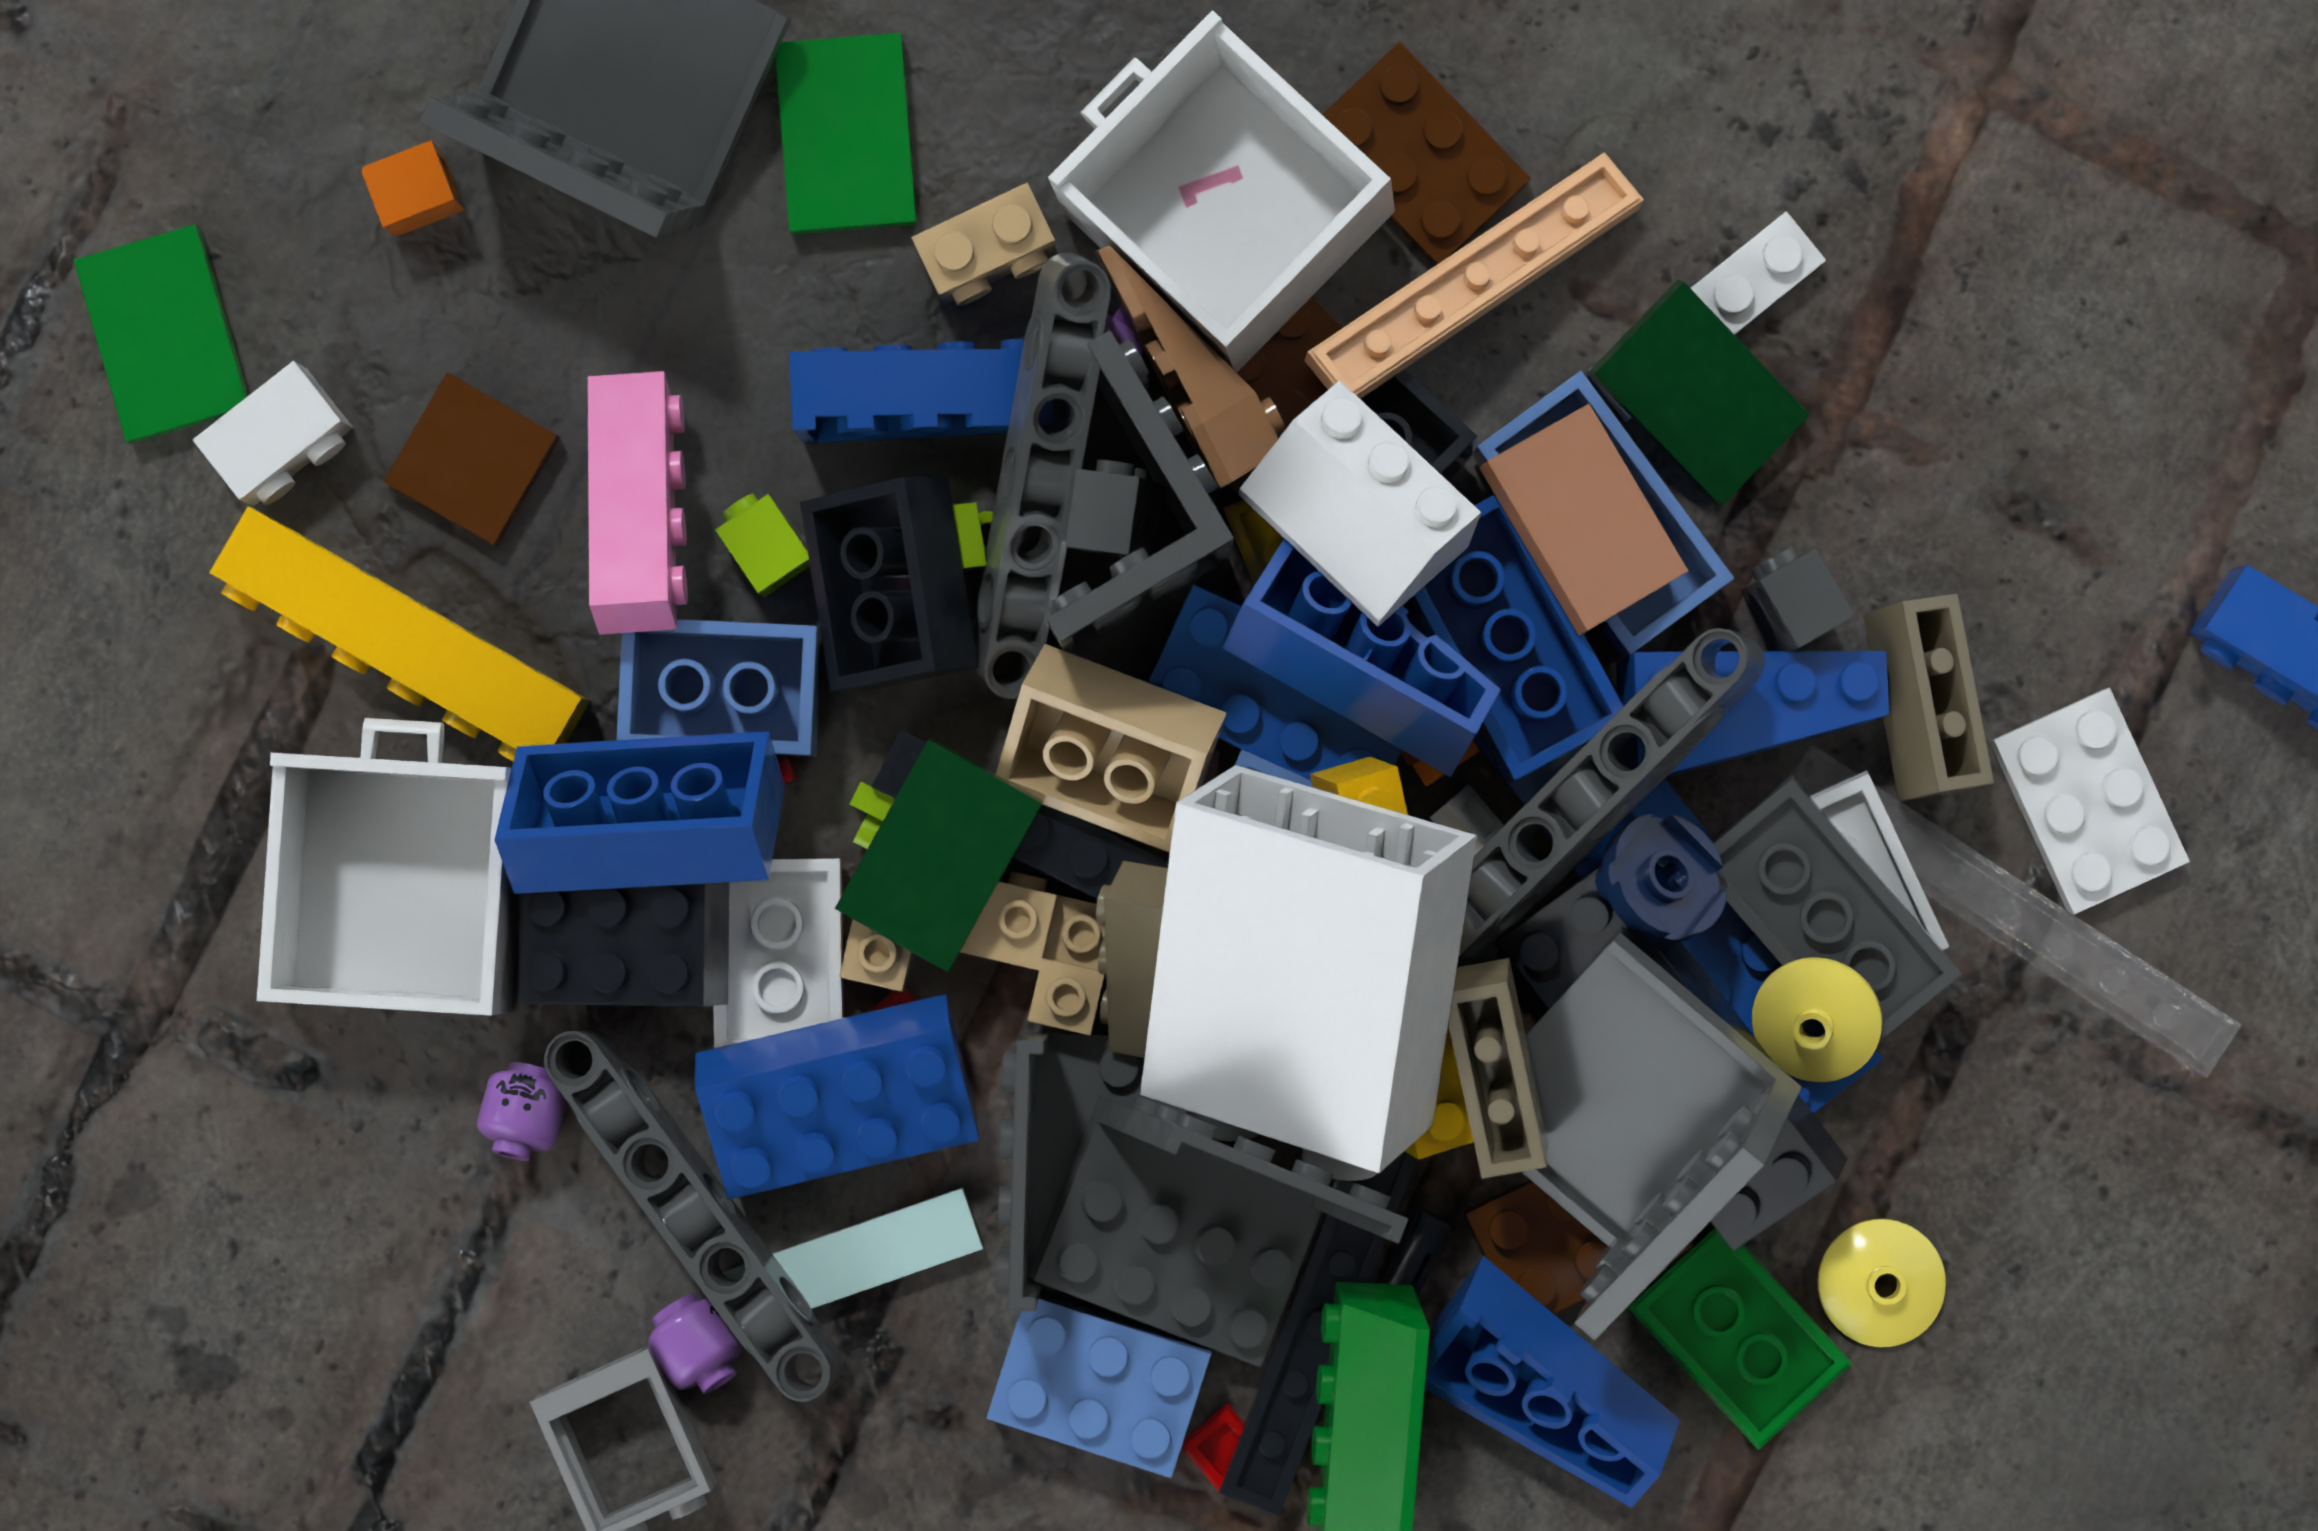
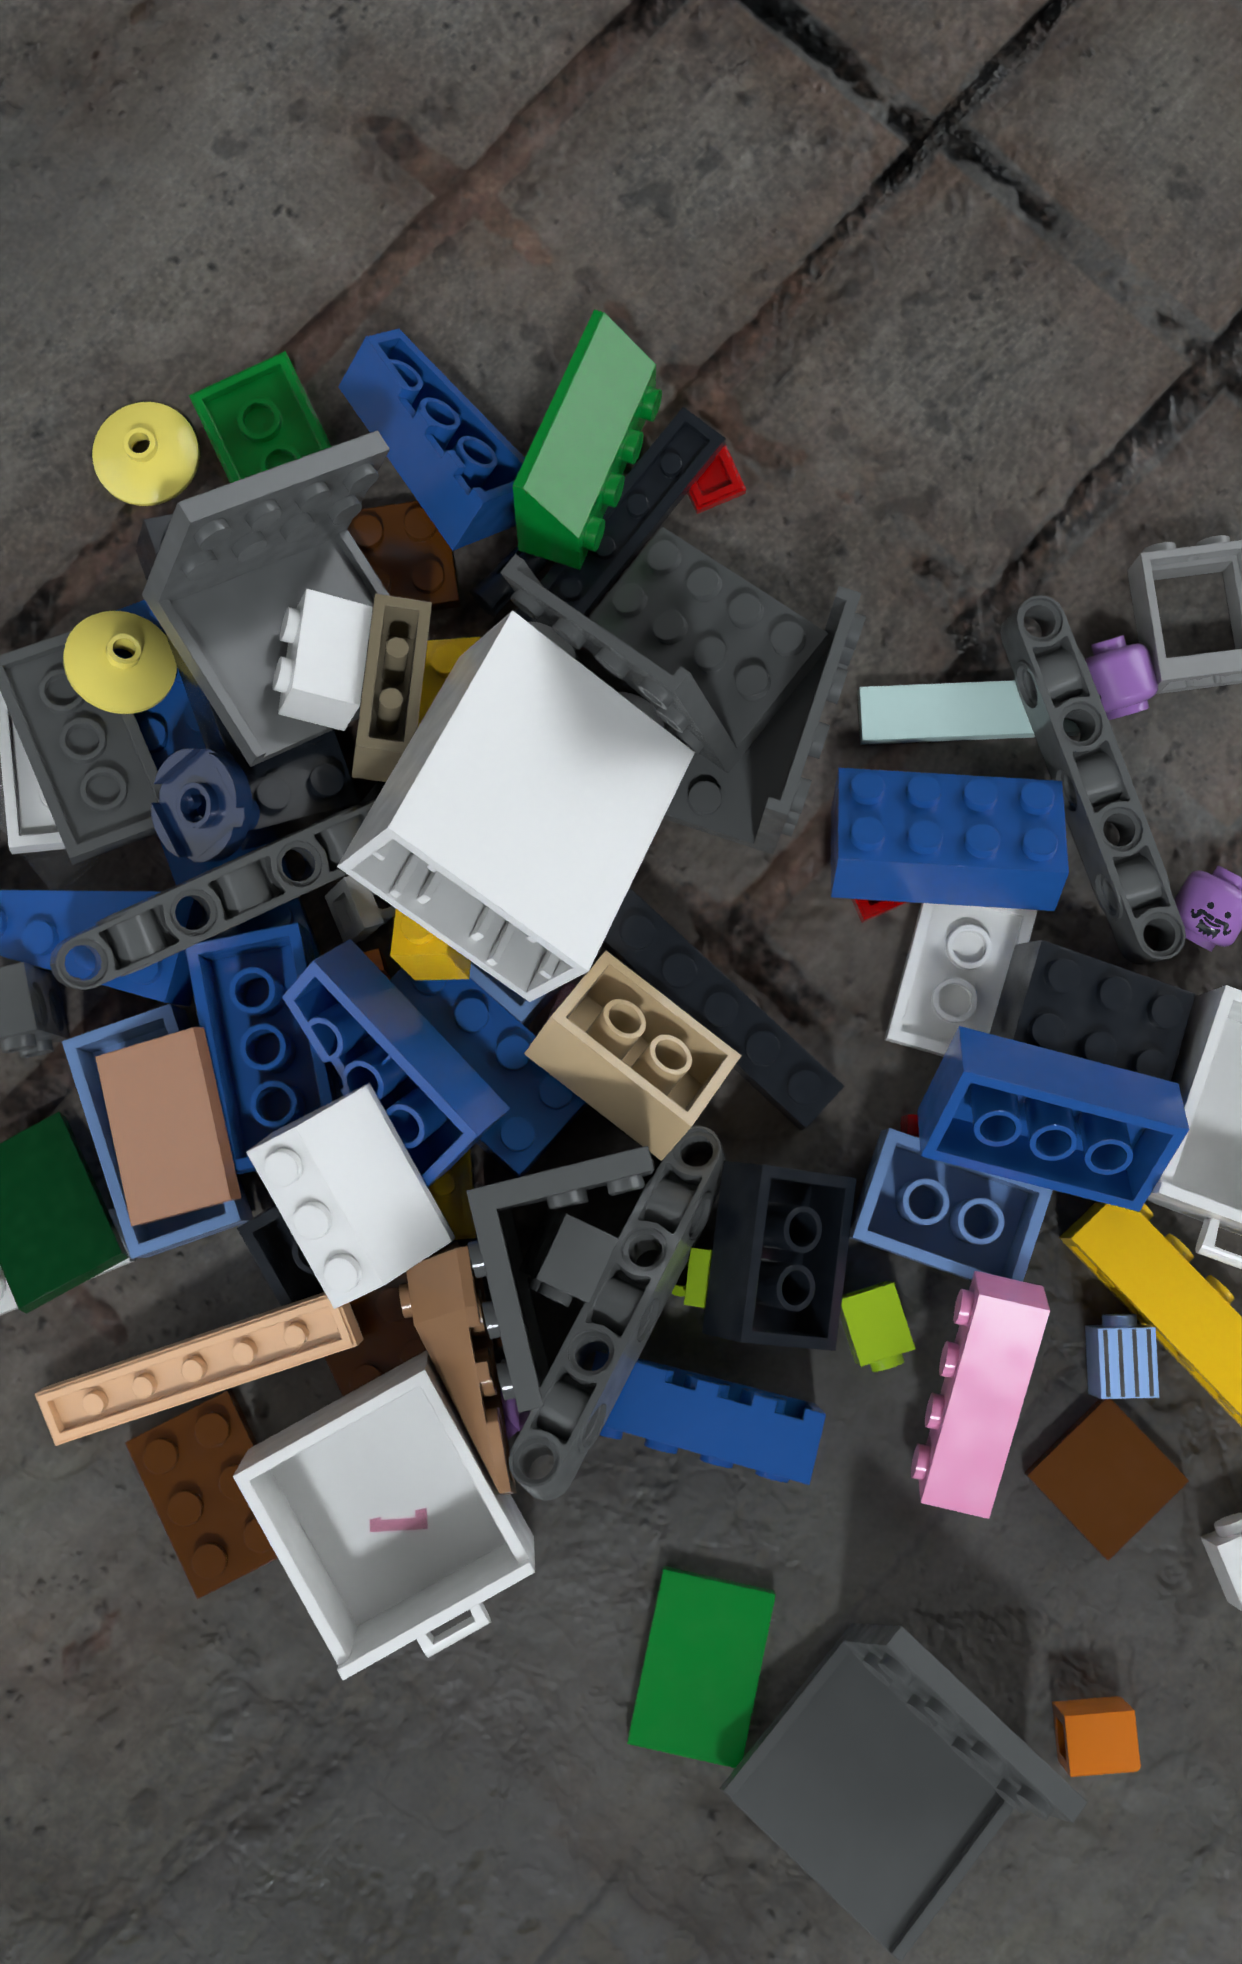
camera: 160 degrees left, 5 degrees down
(490, 588) = (1121, 1358): none -> light blue brick
(876, 806) = (843, 1062): lime tile -> none
(939, 854) = (803, 1009): dark green tile -> none
(986, 246) = (608, 1528): tan brick -> none
(1017, 928) = (781, 952): tan bracket -> none
(1100, 1383) = (796, 542): medium blue brick -> none
(1128, 954) = (663, 879): dark tan brick -> none
(1580, 1078) = (323, 659): none -> white brick

